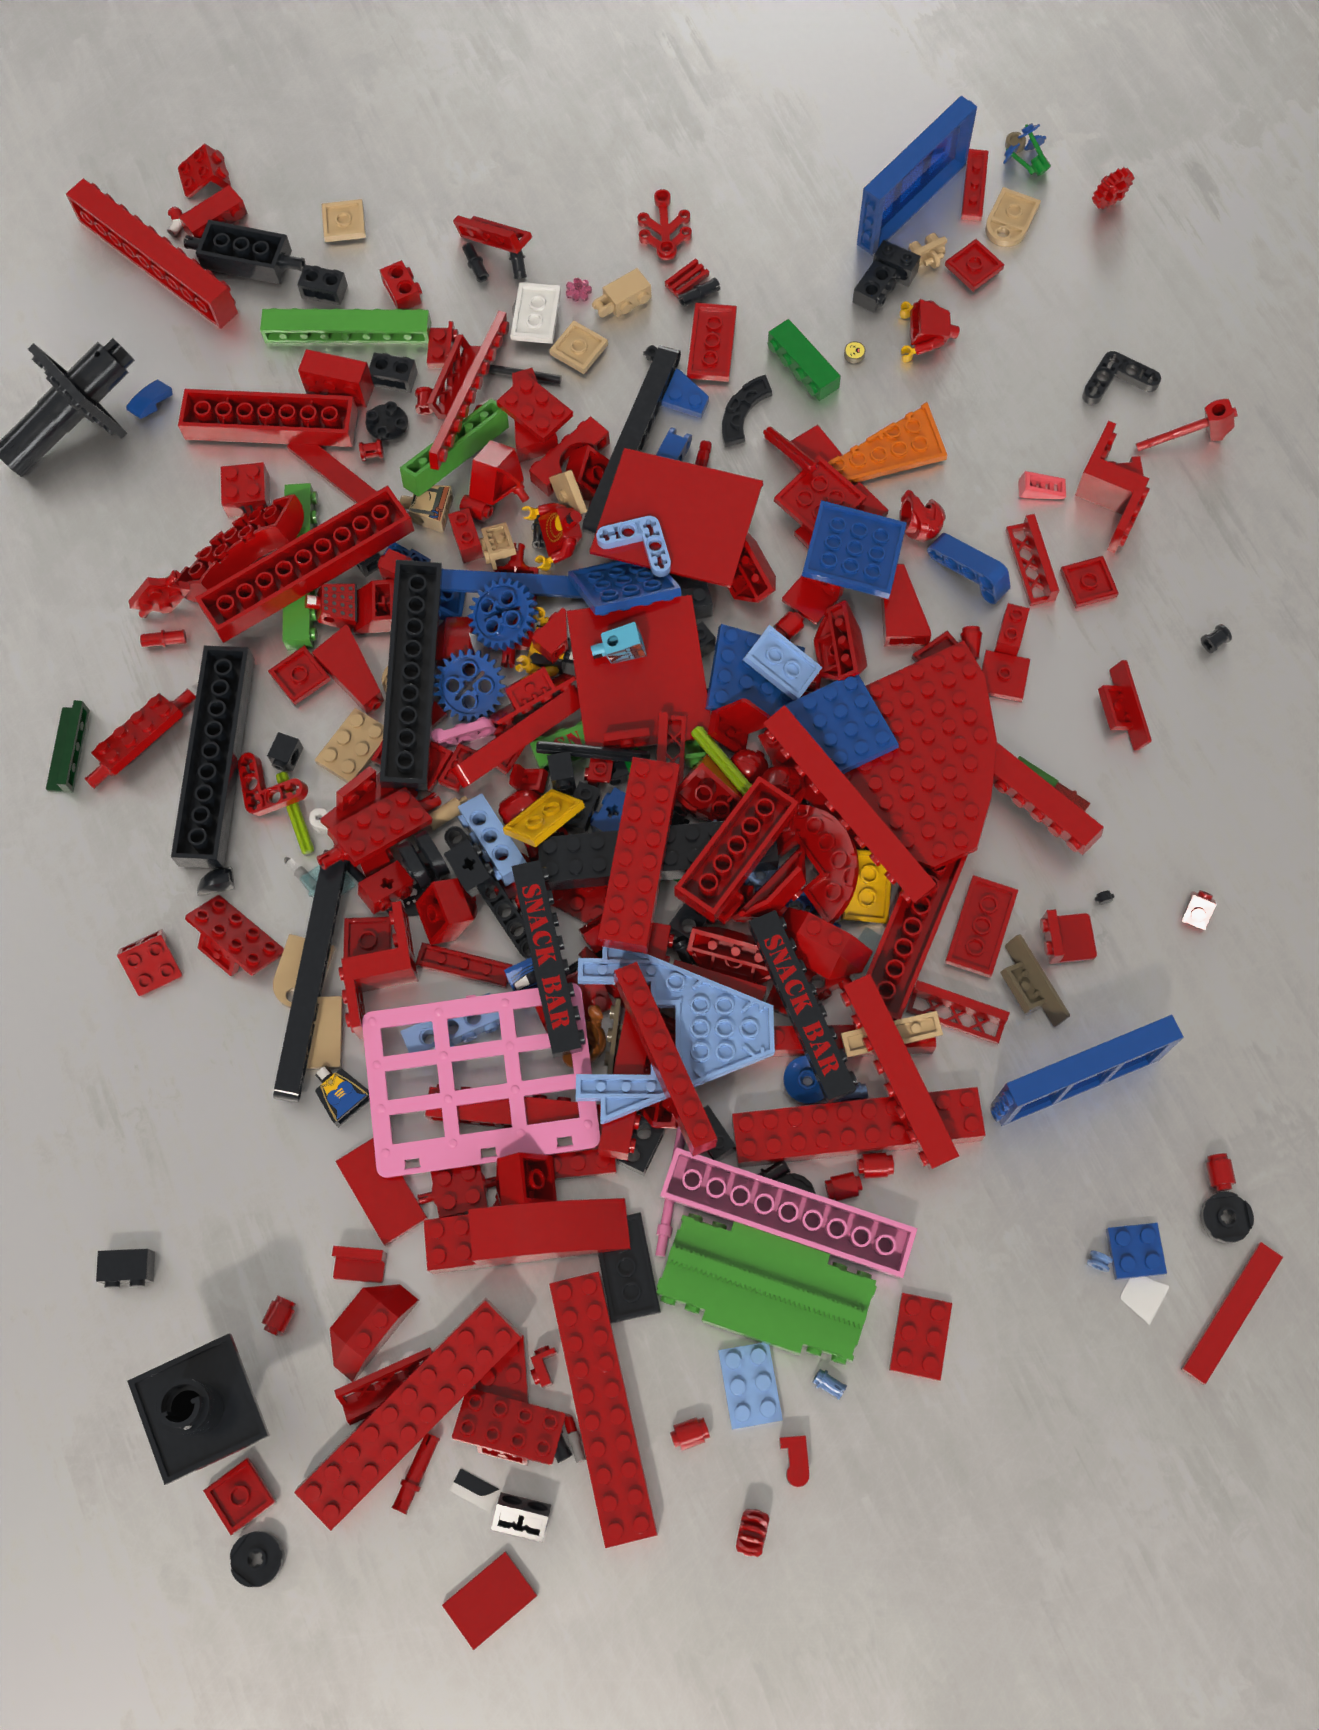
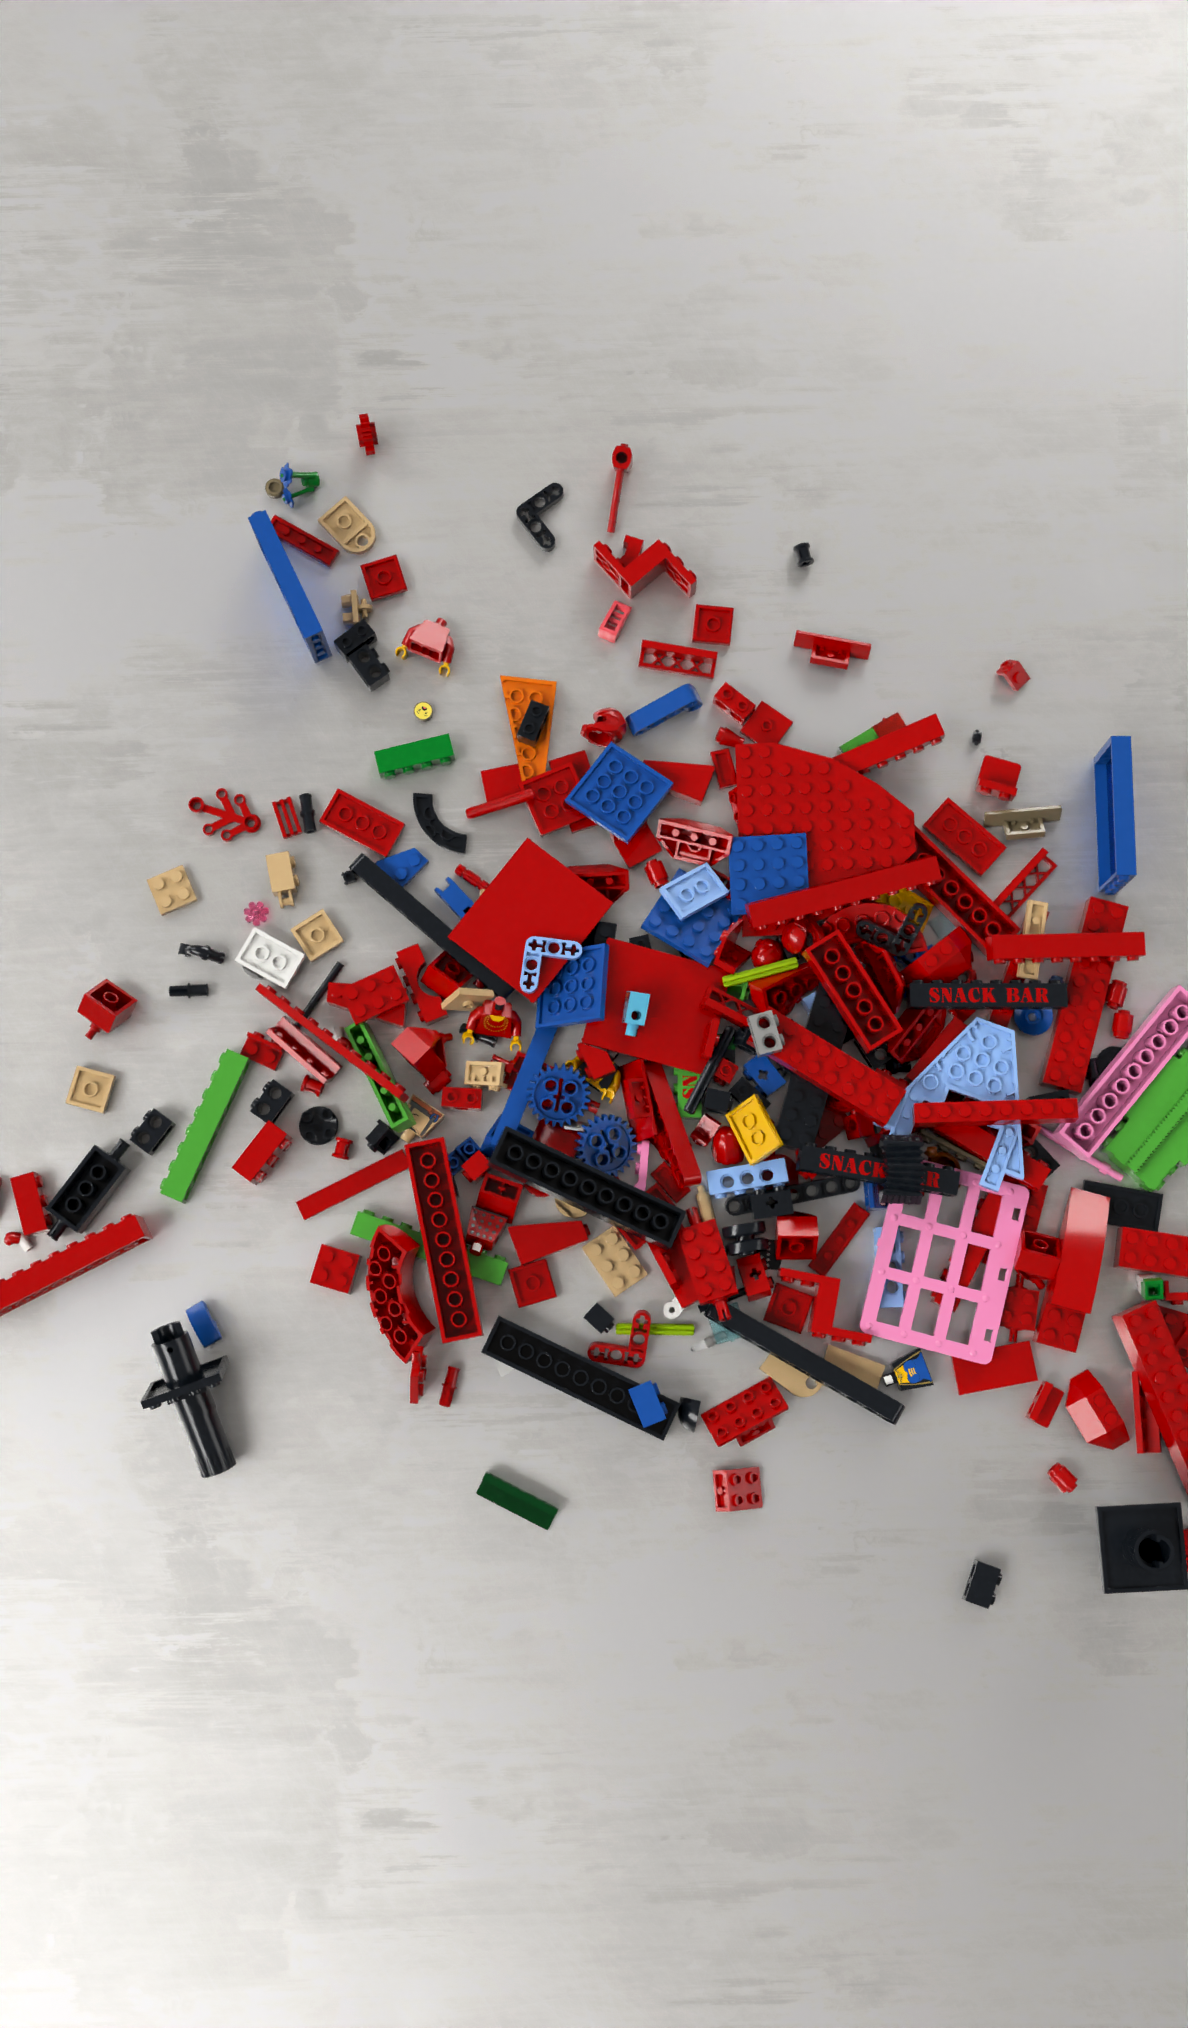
camera: 70 degrees left, 10 degrees up
(137, 735) = (533, 1436): red plate -> none
(202, 821) = (647, 1403): none -> blue brick
(268, 417) = (273, 1225): red brick -> none
(391, 476) = (381, 1138): none -> black brick
(400, 285) = (185, 1069): red brick -> none
(426, 195) = (106, 1007): none -> red piece
(492, 233) = (175, 966): red fence -> none
(541, 1331) = (1149, 1286): none -> green leg
(554, 976) = (902, 1169): none -> black piece
(569, 212) = (172, 890): none -> tan plate
(638, 761) = (760, 1034): none -> light grey brick
(823, 880) = (894, 938): none -> black beam
(889, 445) = (533, 723): none -> black brick

